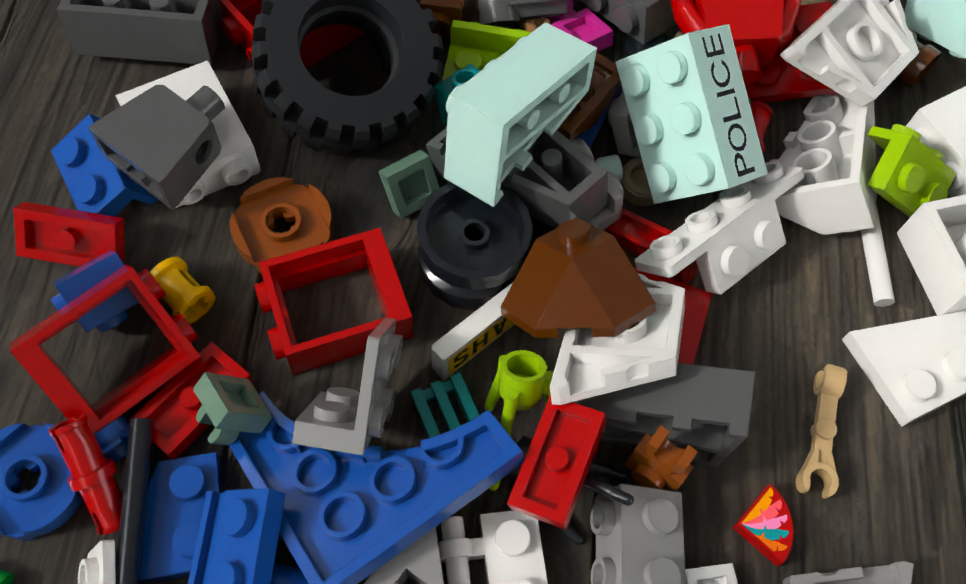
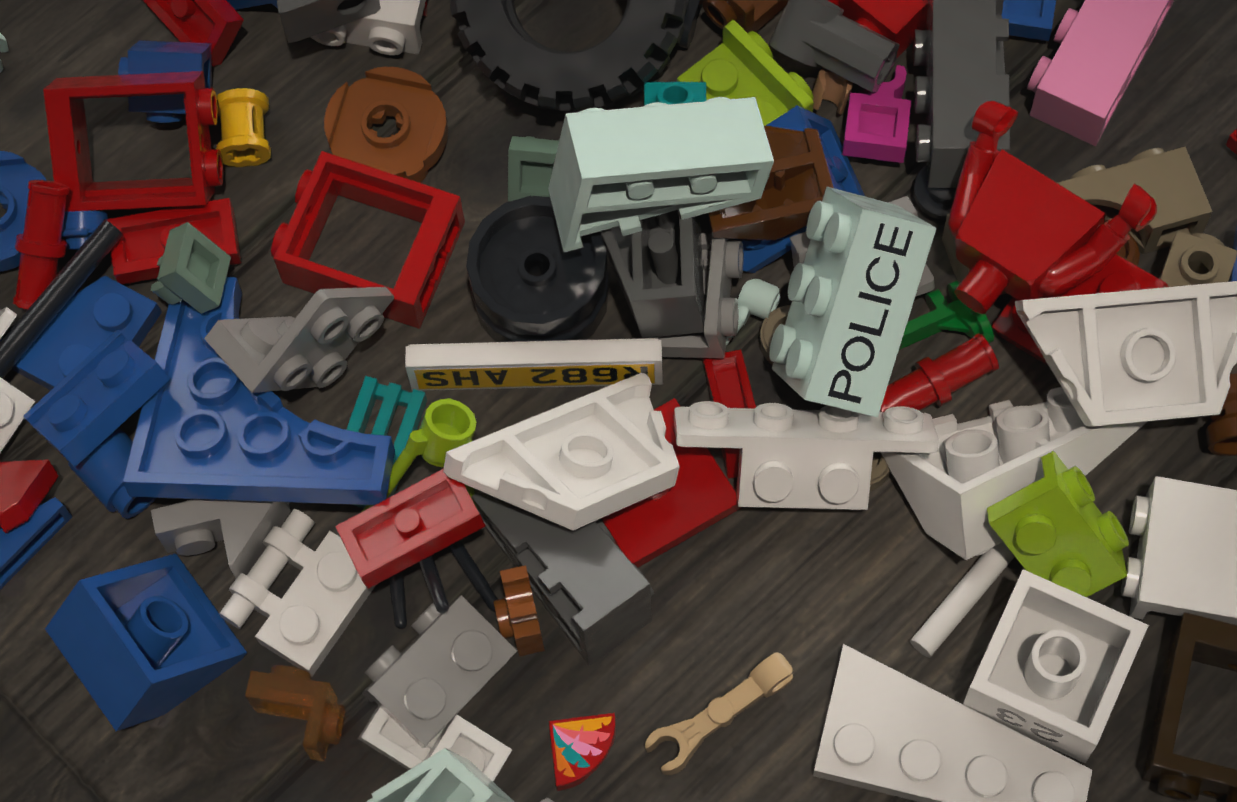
camera: 50 degrees right, 5 degrees up
(577, 281) = (572, 385): reddish brown slope -> none

